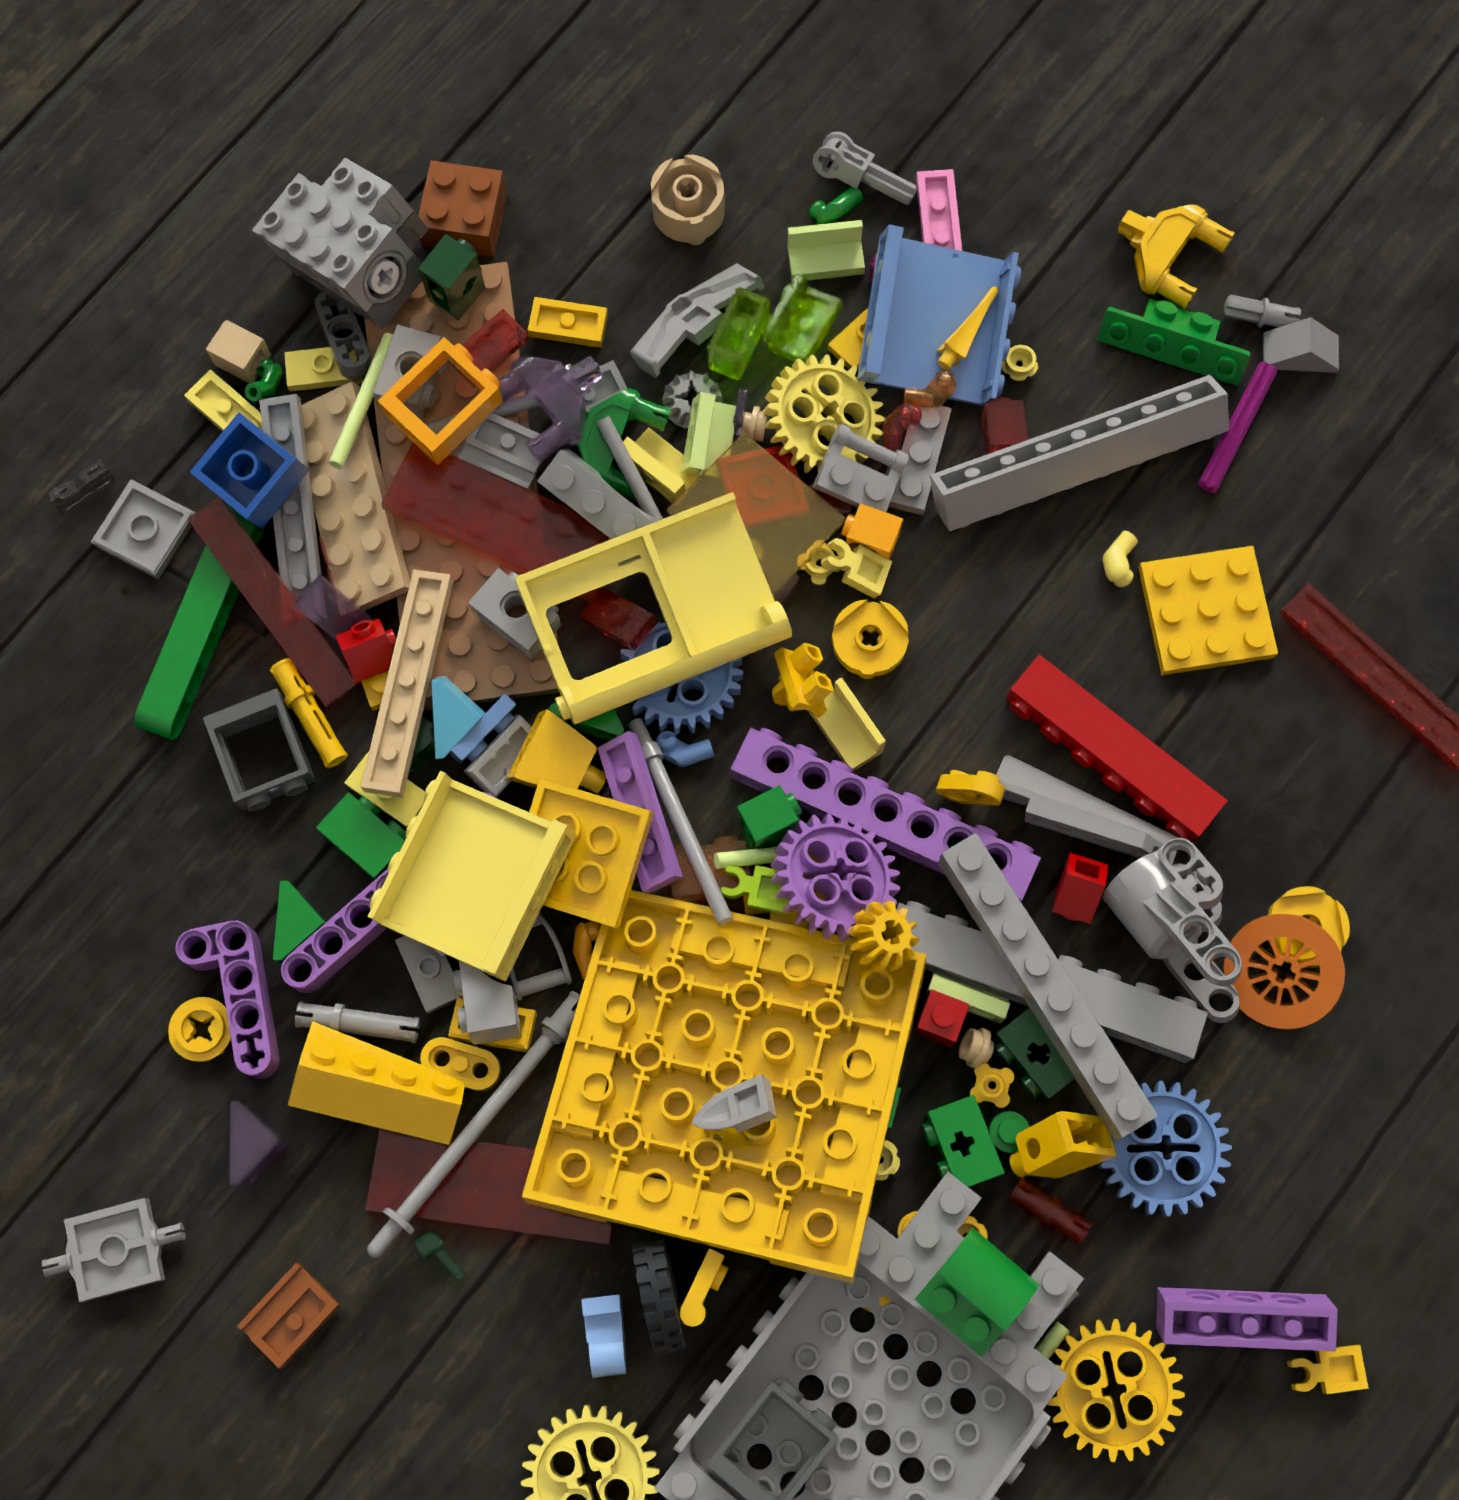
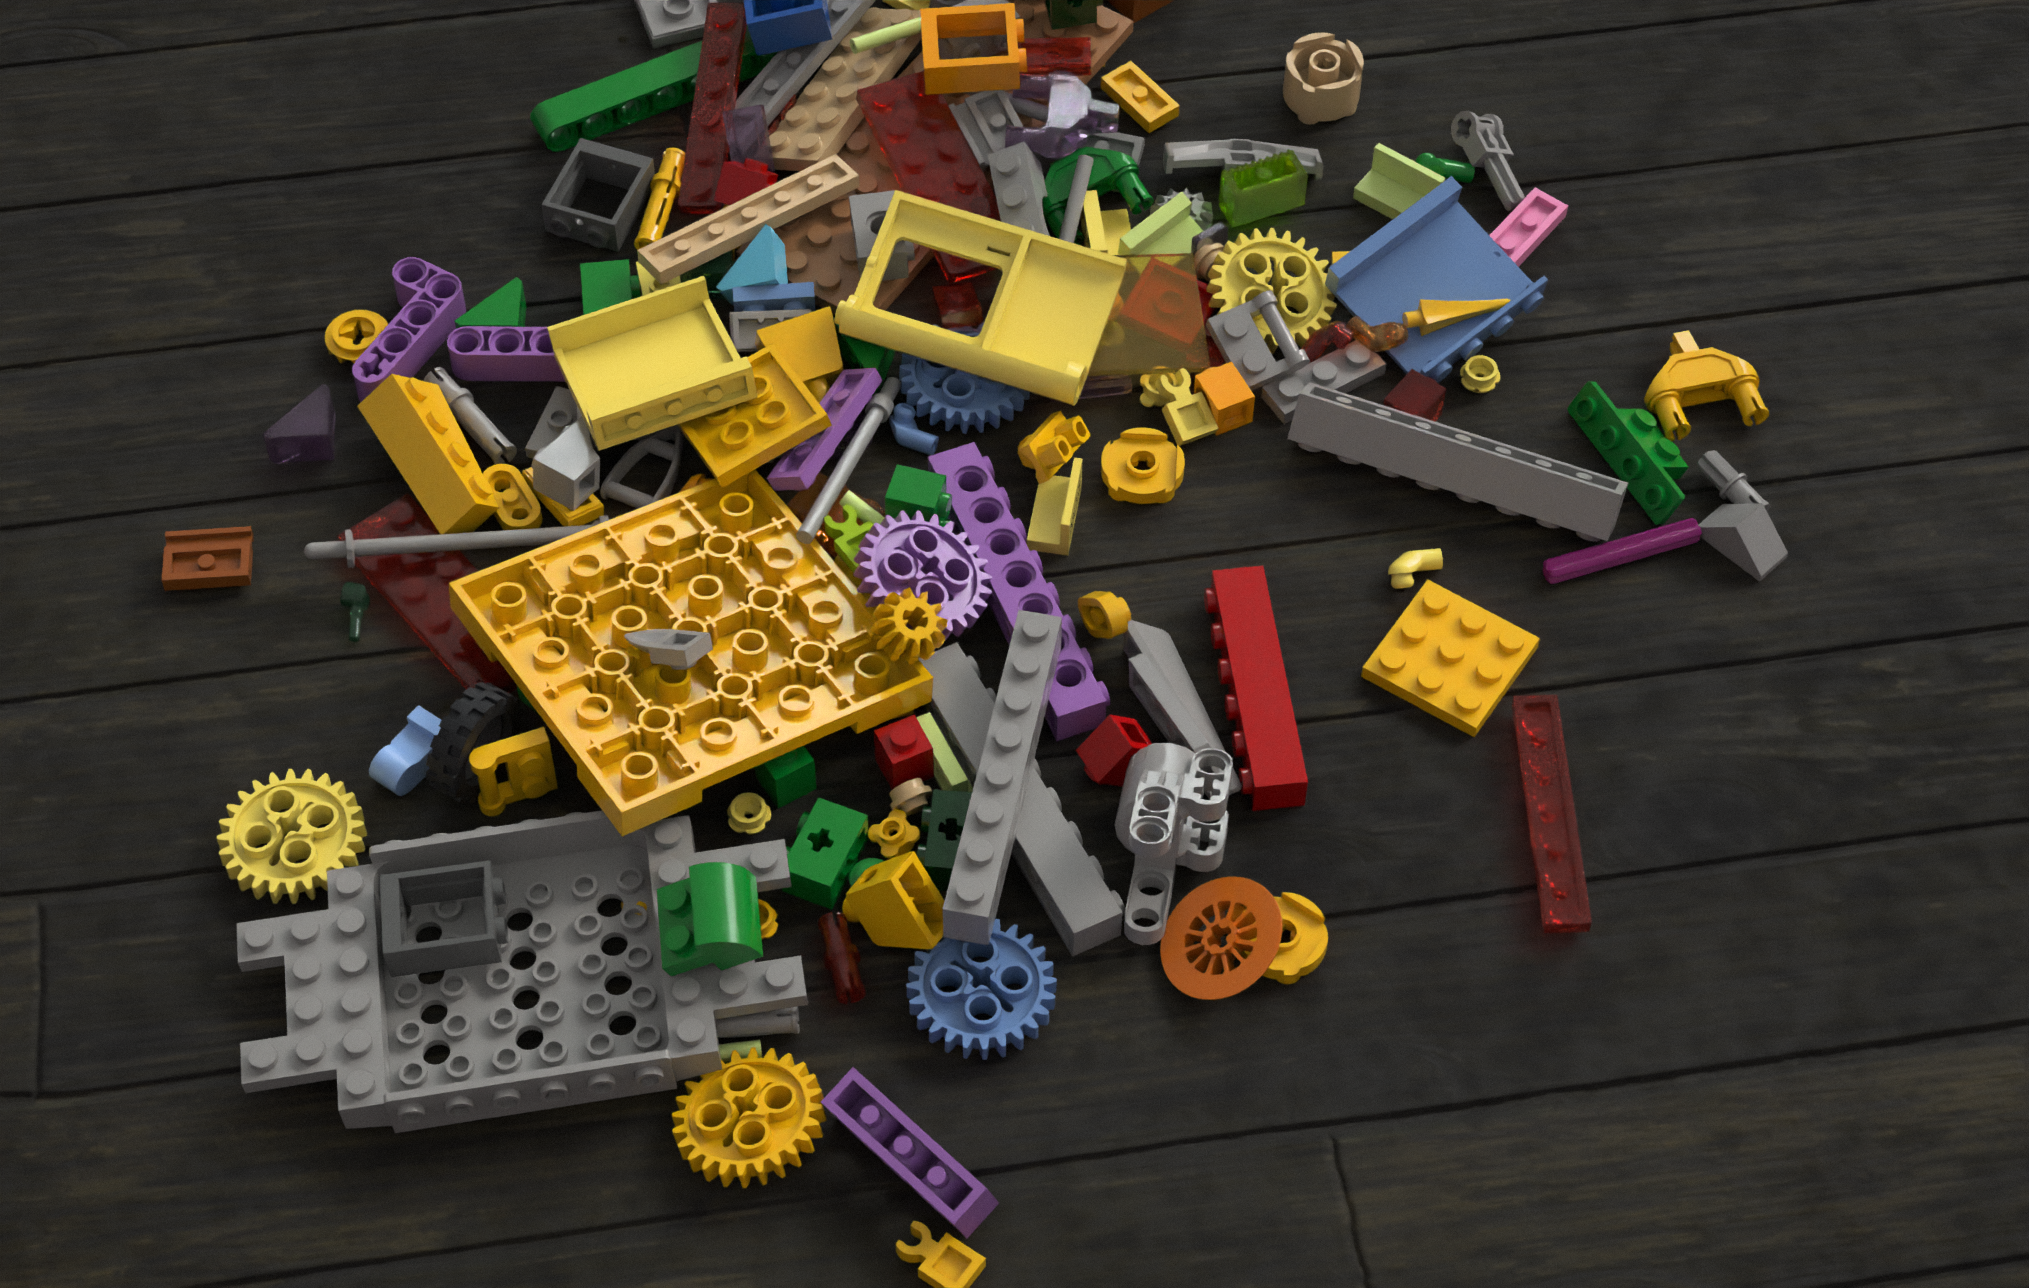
camera: 40 degrees right, 20 degrees down
(114, 1250) = (140, 421): light grey plate -> none
(800, 320) = (1325, 216): clear neon green bracket -> none

